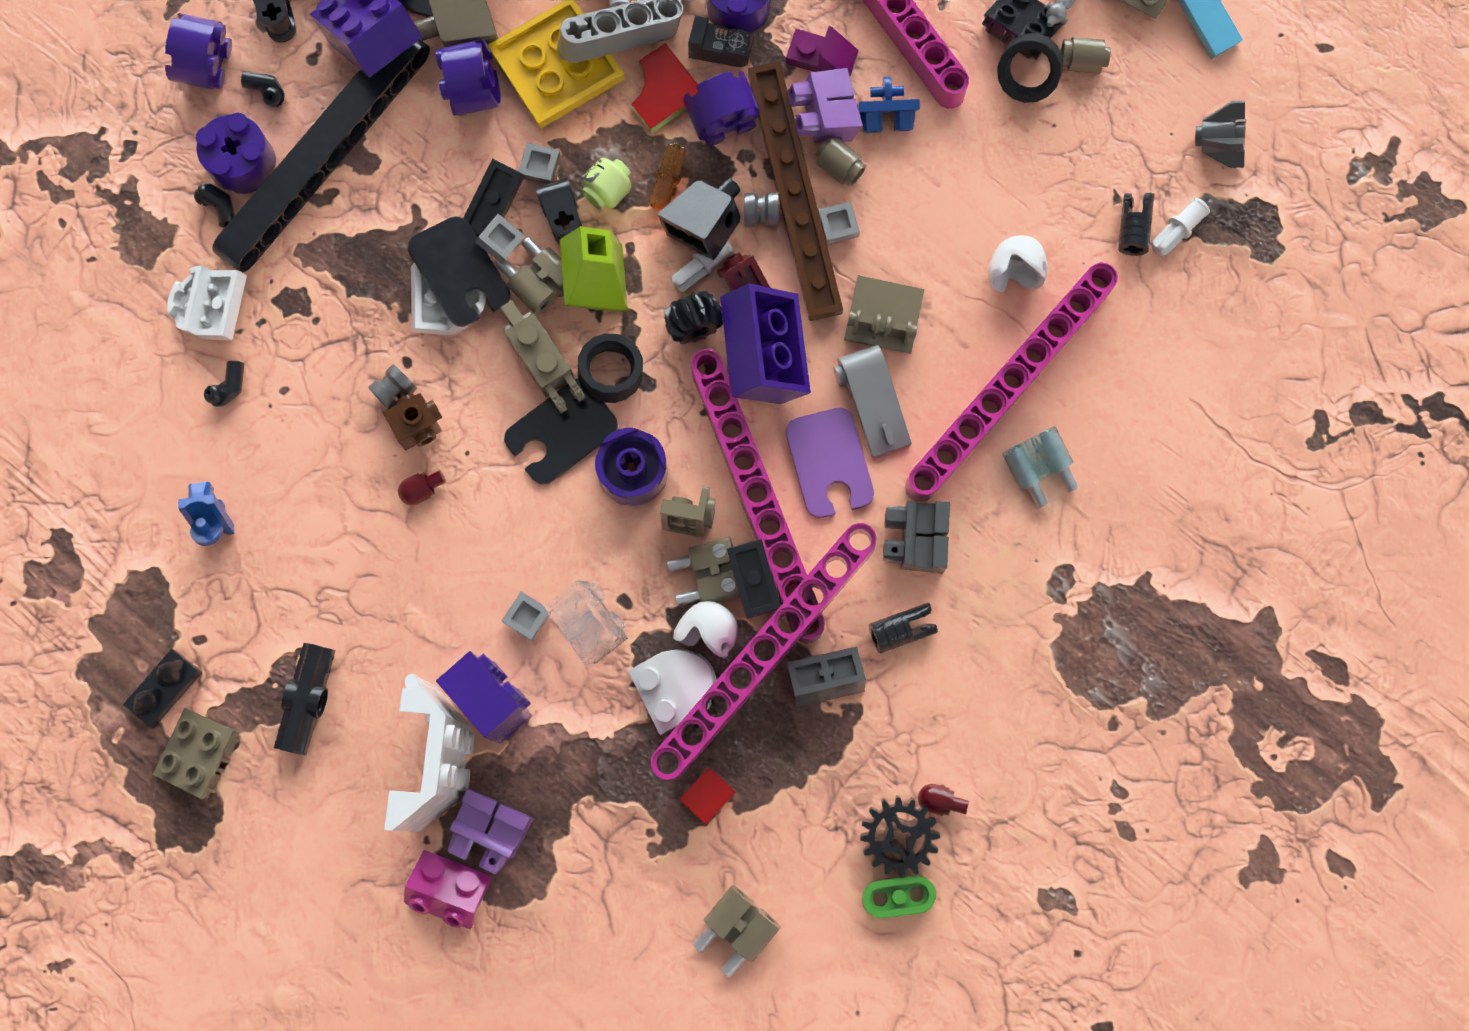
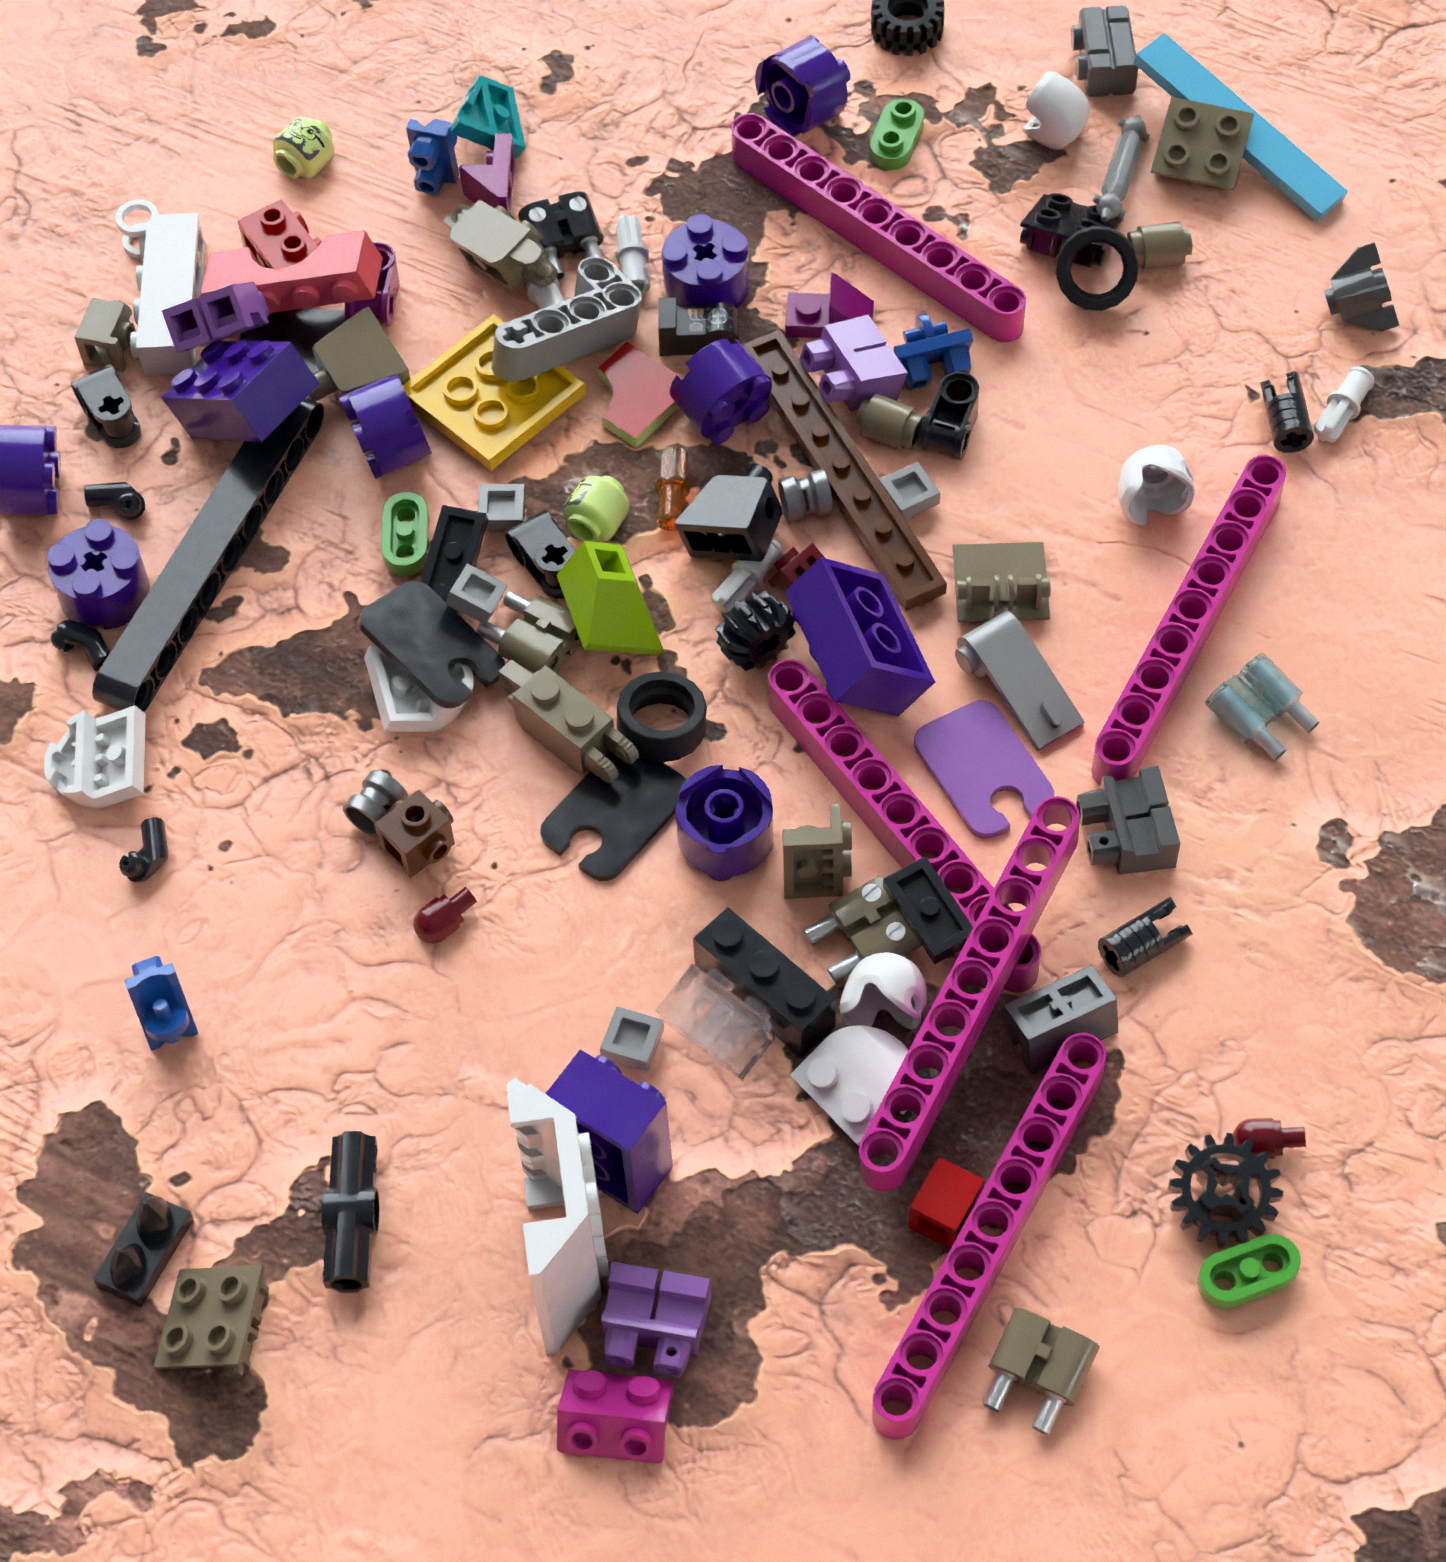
camera: 10 degrees left, 20 degrees down
(464, 171) = (405, 537): none -> bright green plate
(627, 597) = (799, 1005): none -> black brick
(714, 832) = (983, 1252): none -> dark pink beam
(883, 173) = (951, 421): none -> black piece

